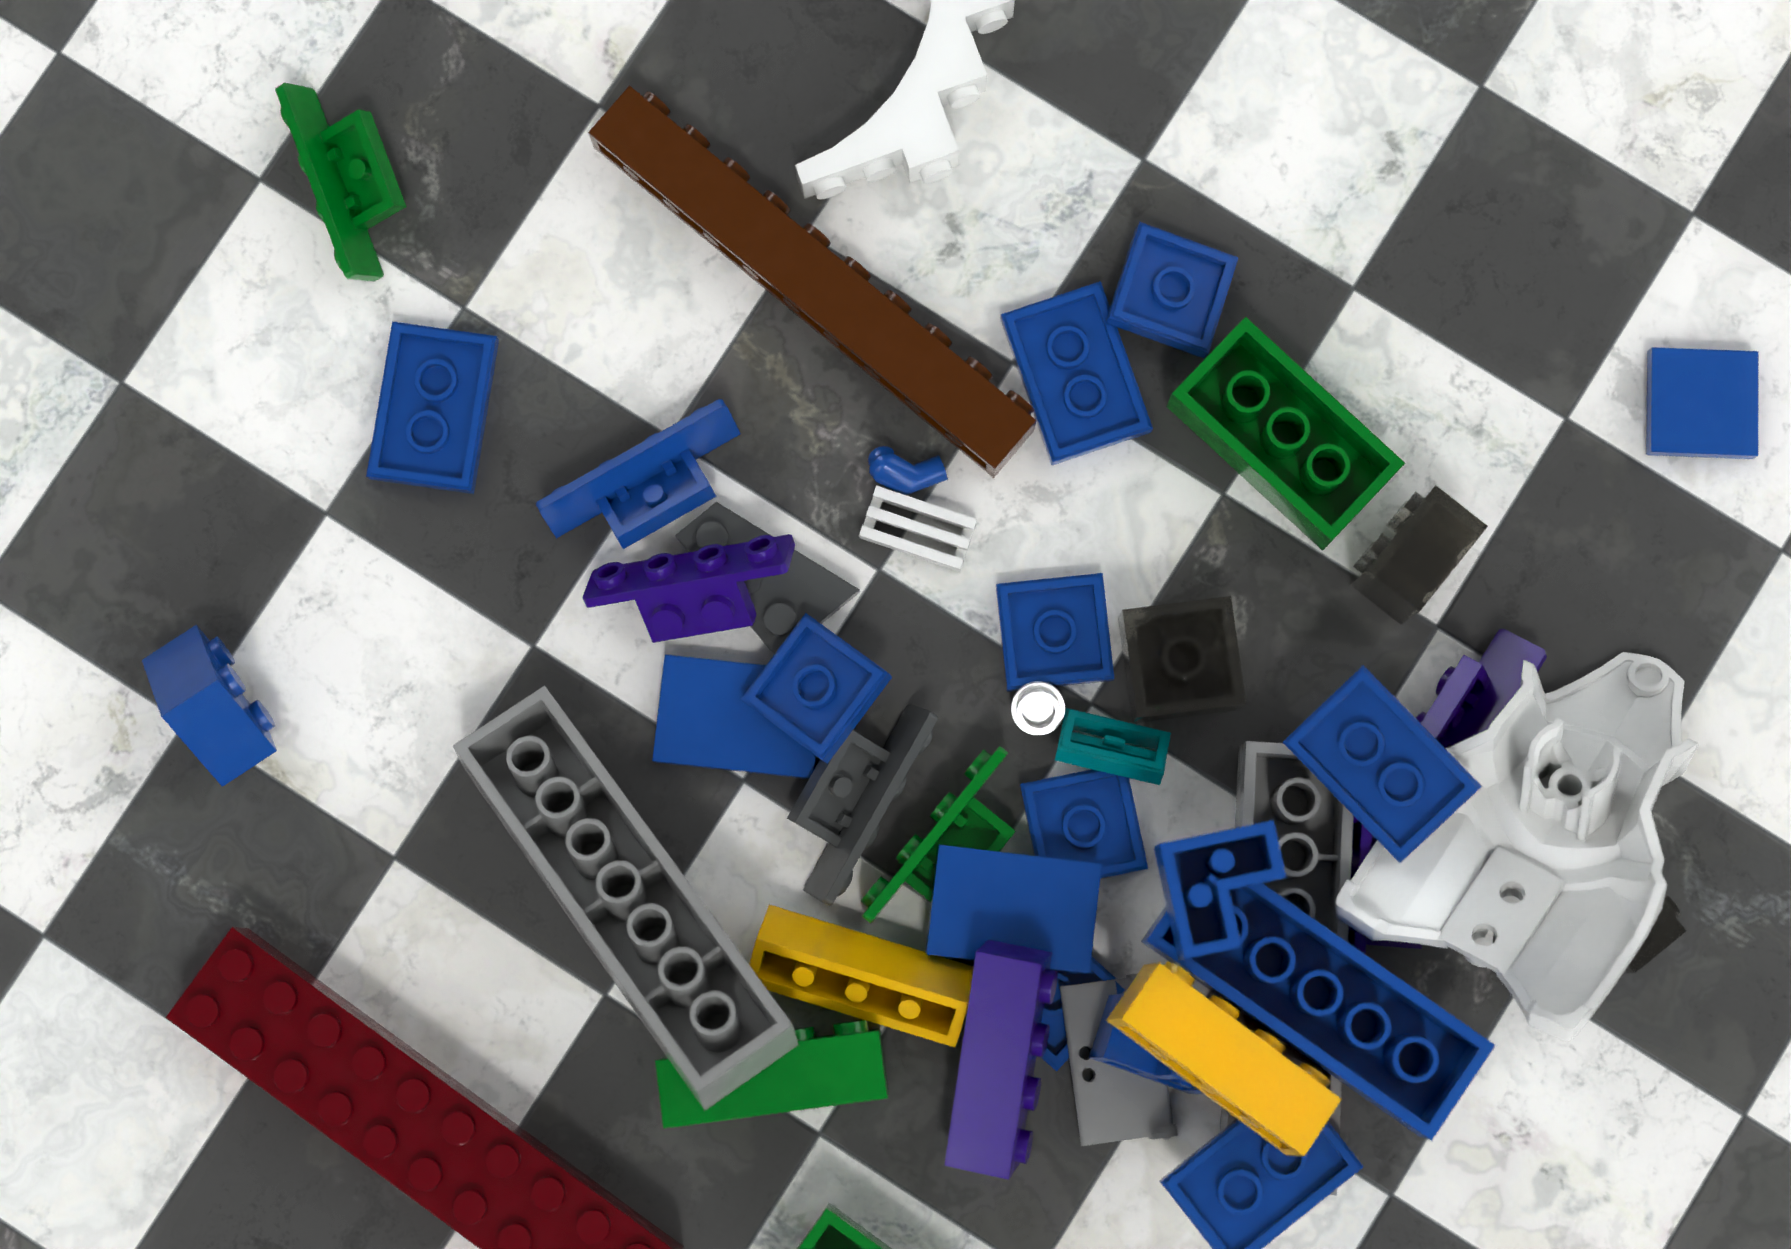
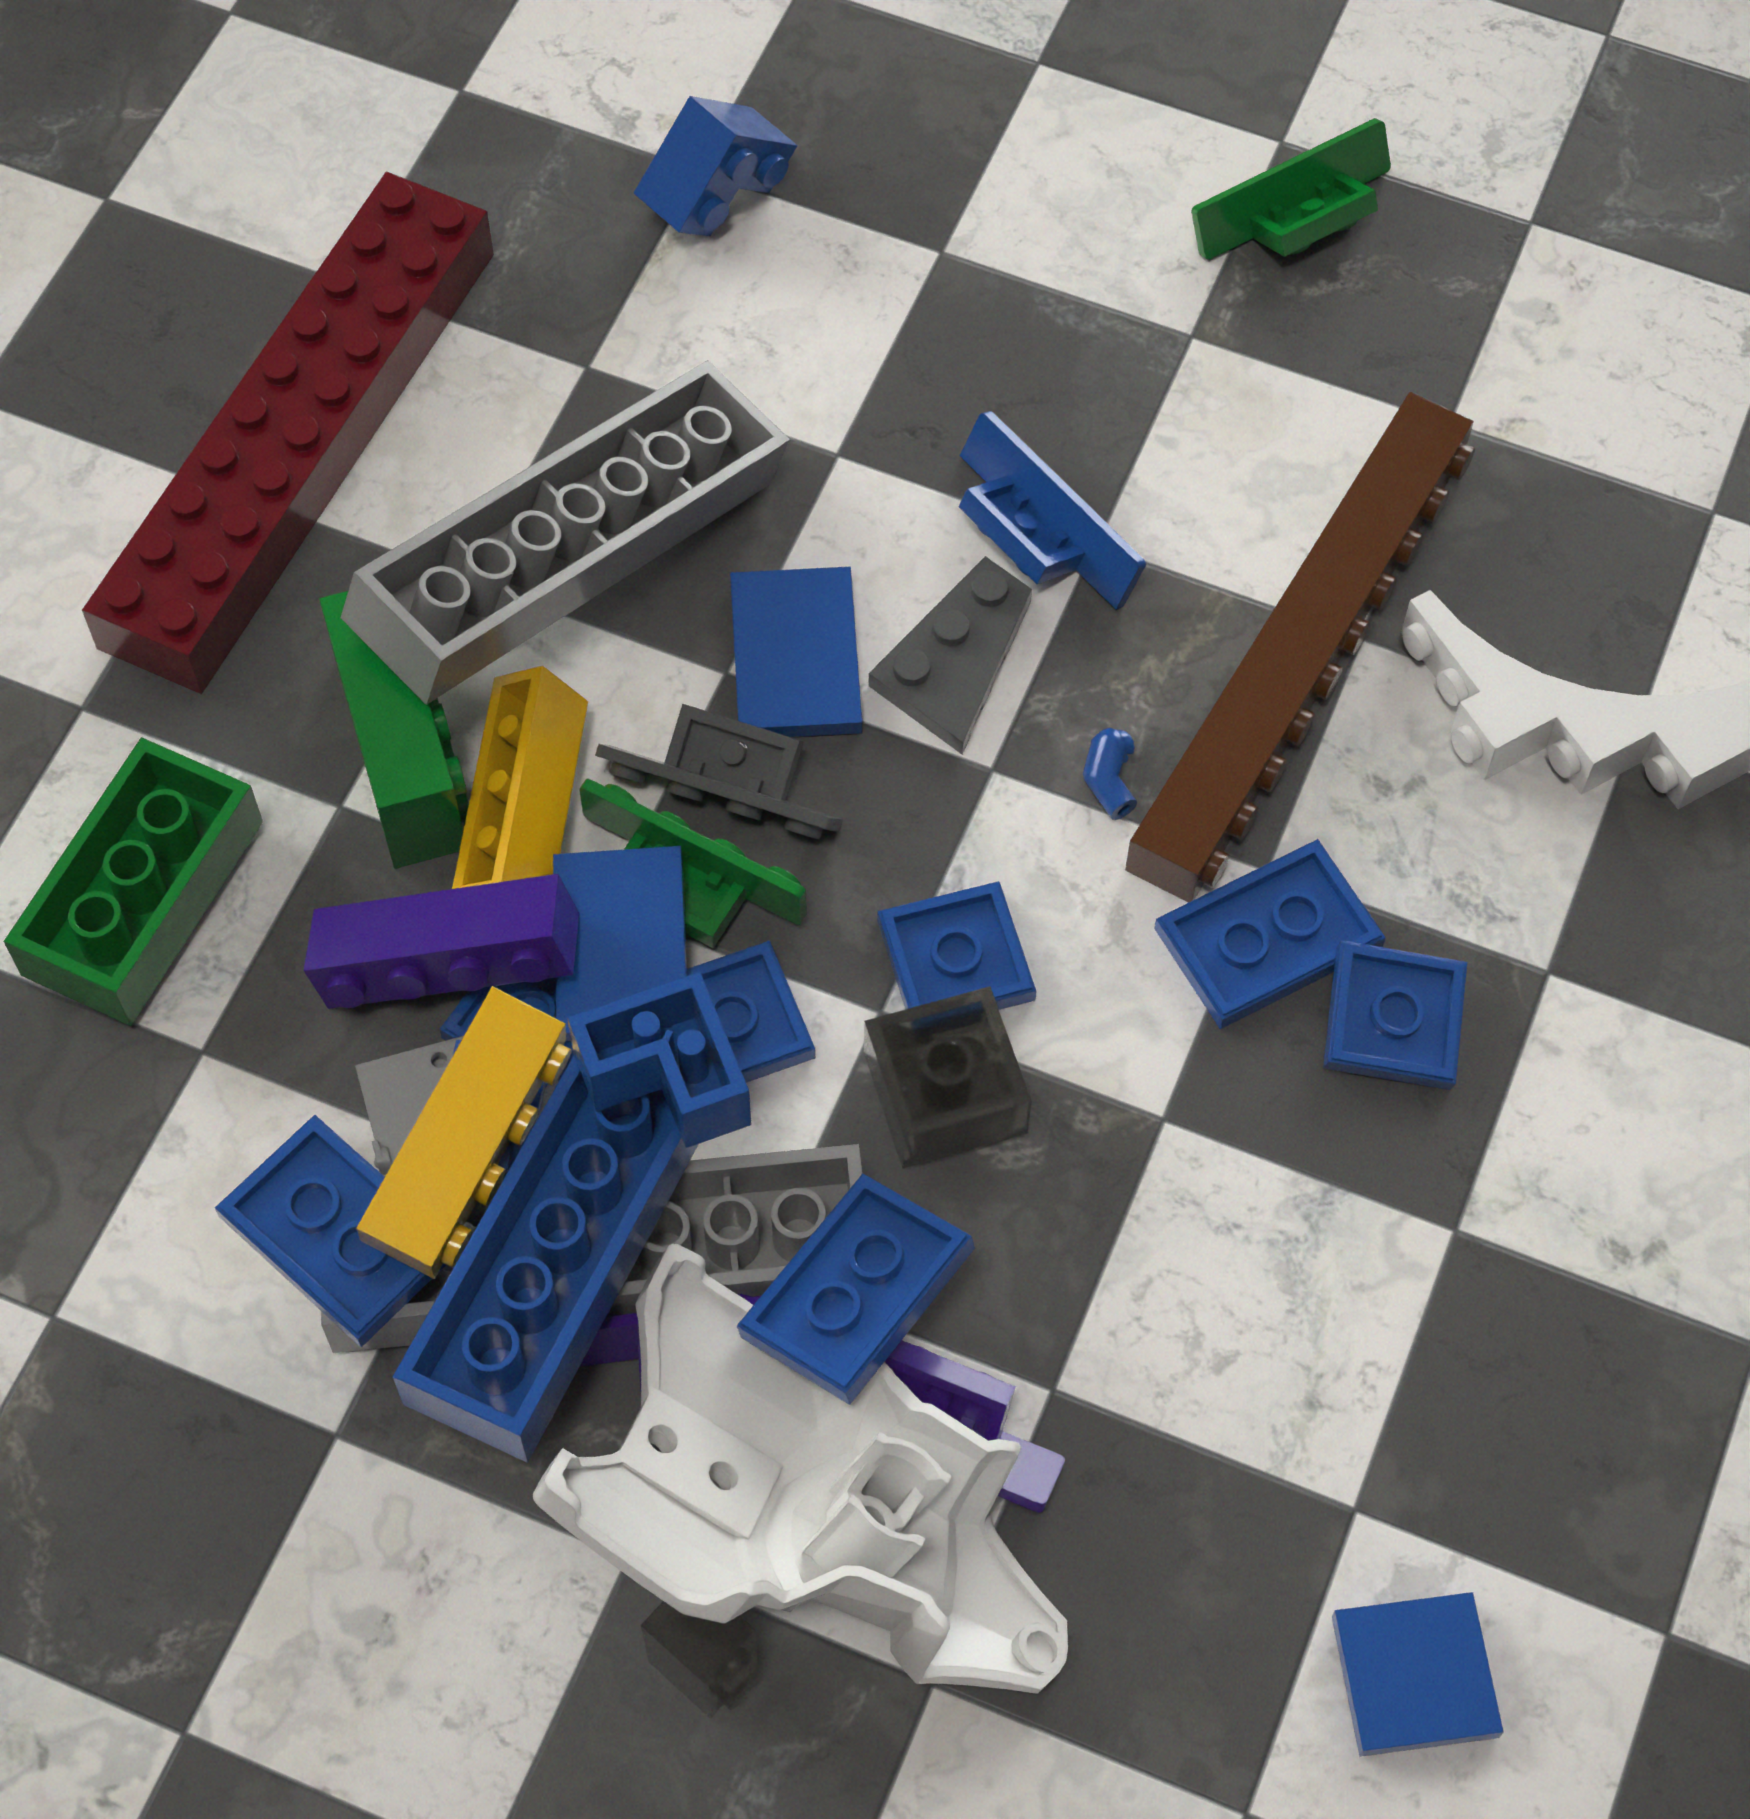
camera: 75 degrees right, 20 degrees down
(432, 407) = (1075, 322): blue tile -> none
(693, 589) = (924, 571): dark purple bracket -> none
(816, 688) = (838, 703): blue tile -> none
(923, 508) = (1053, 753): white tile -> none
(1038, 708) = (861, 945): white plate -> none
(1112, 753) = (822, 1025): teal tile -> none
(1284, 433) = (1246, 1153): green brick -> none
(1419, 555) = (1130, 1318): clear smoke brick -> none

